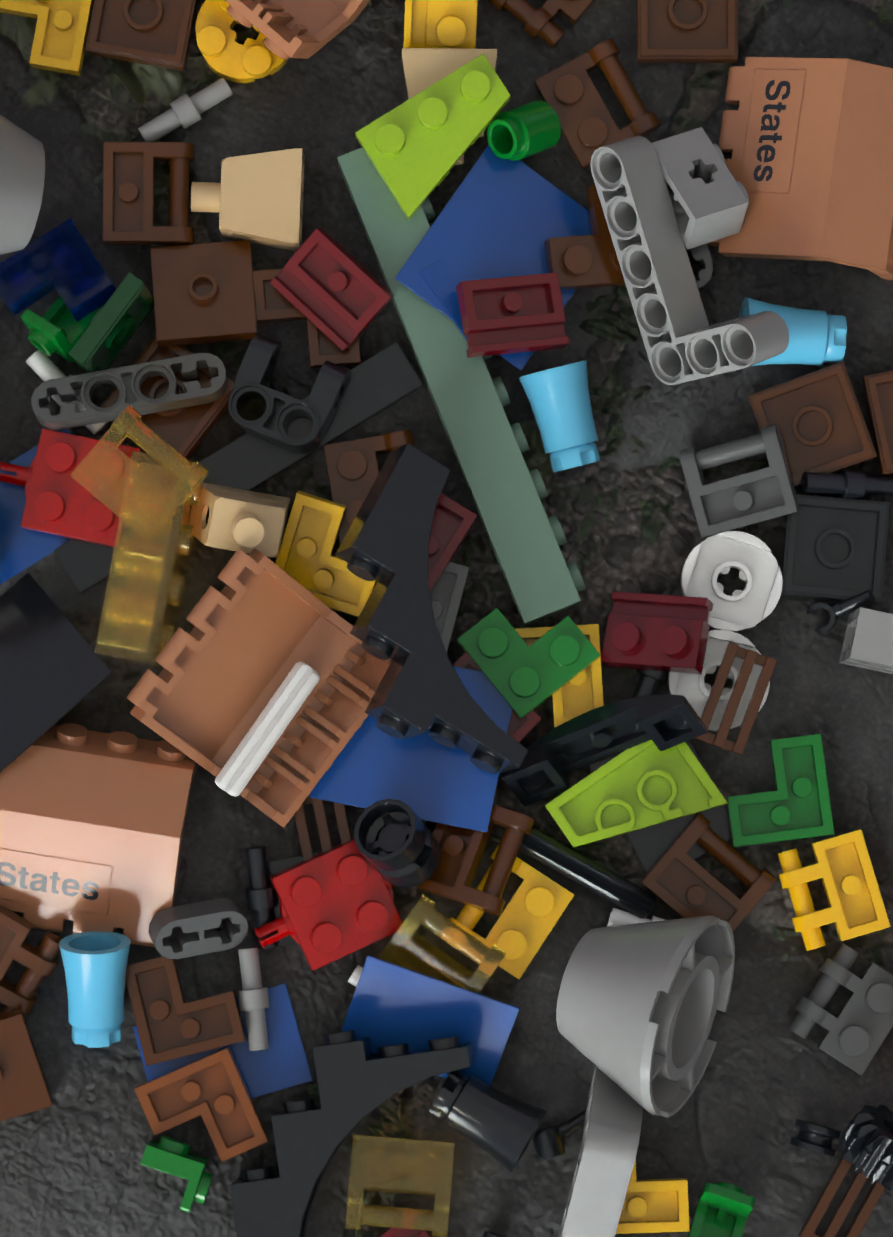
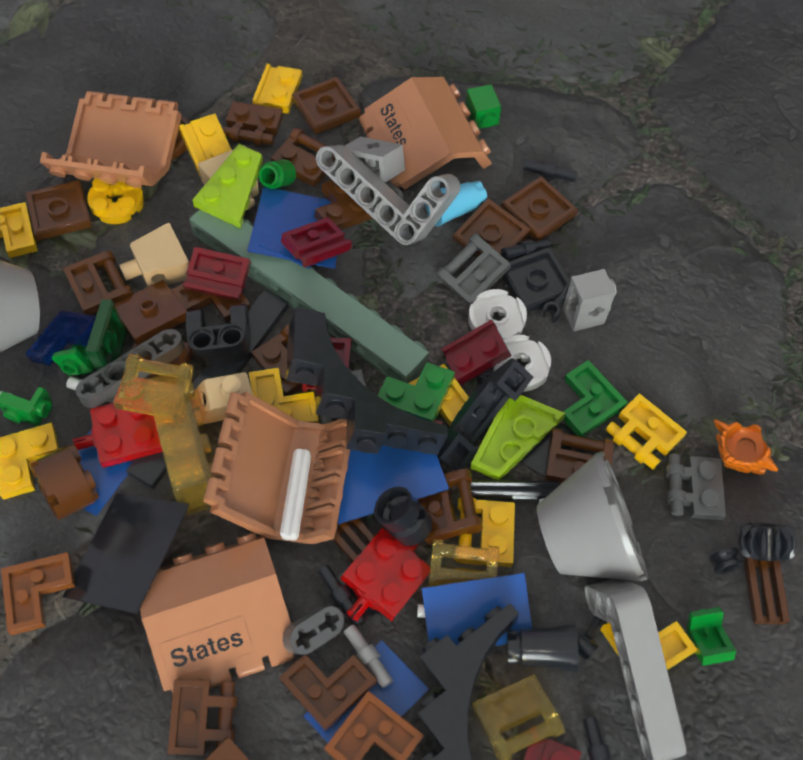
camera: 35 degrees left, 25 degrees down
(95, 985) = (268, 697): medium azure plant -> none
(185, 111) = (102, 240): light grey bar -> none
(563, 414) = (367, 279): medium azure plant -> none
(750, 658) = (532, 340): reddish brown tile -> none

